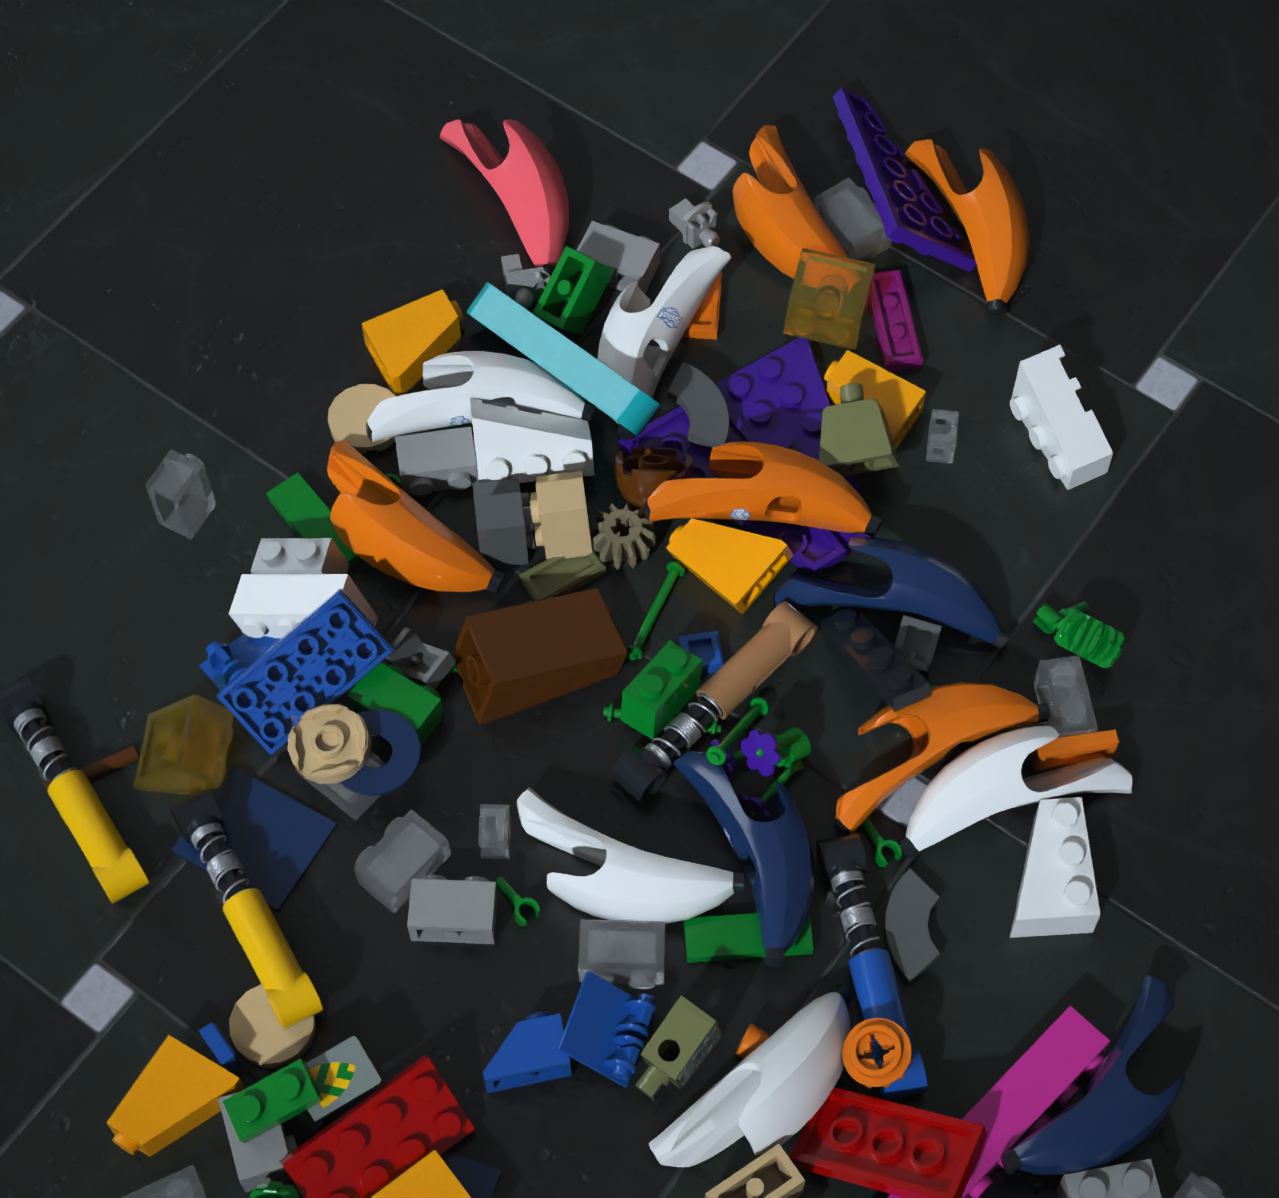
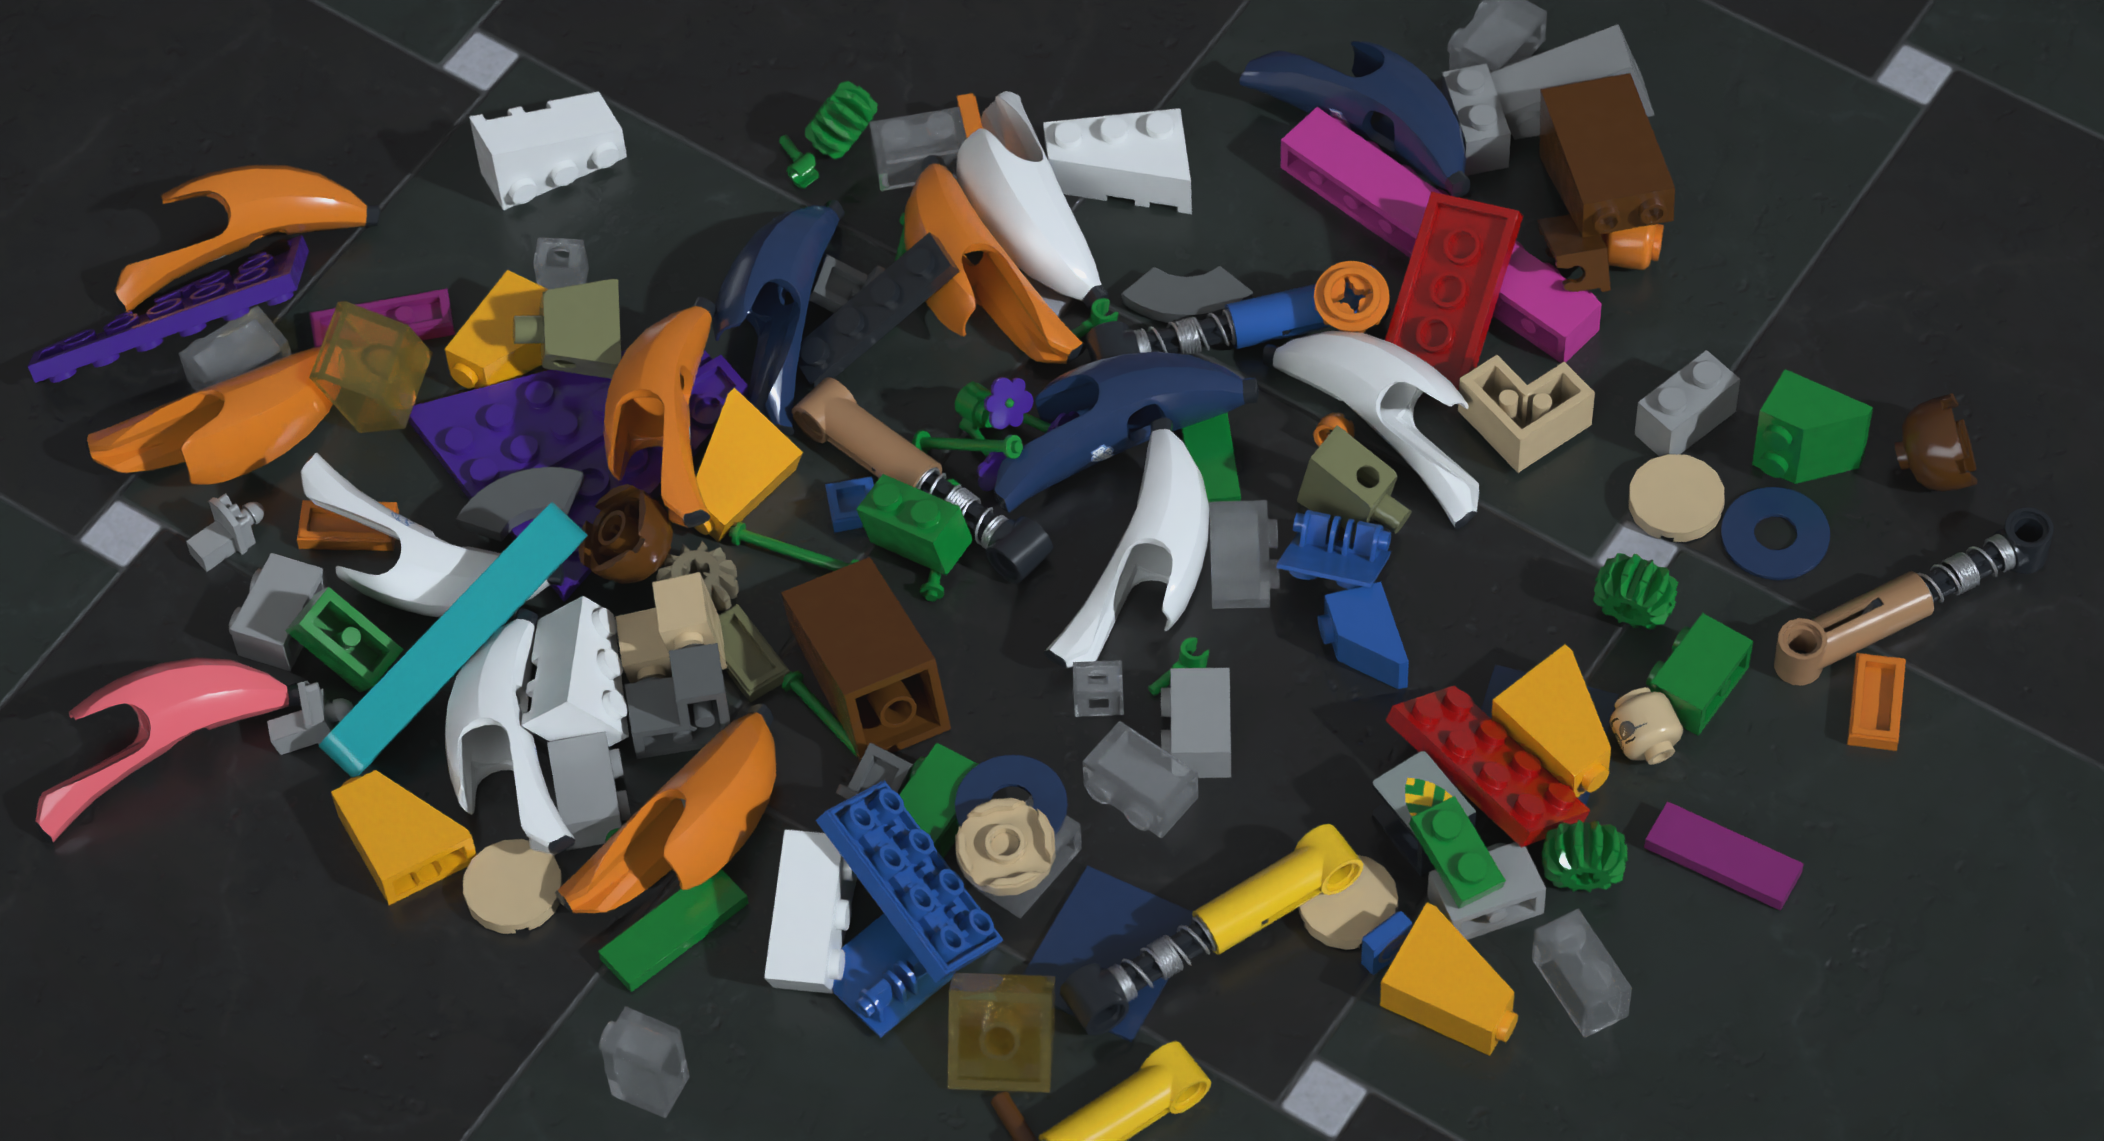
camera: 90 degrees left, 5 degrees down
(299, 557) = (747, 914): light grey brick -> none

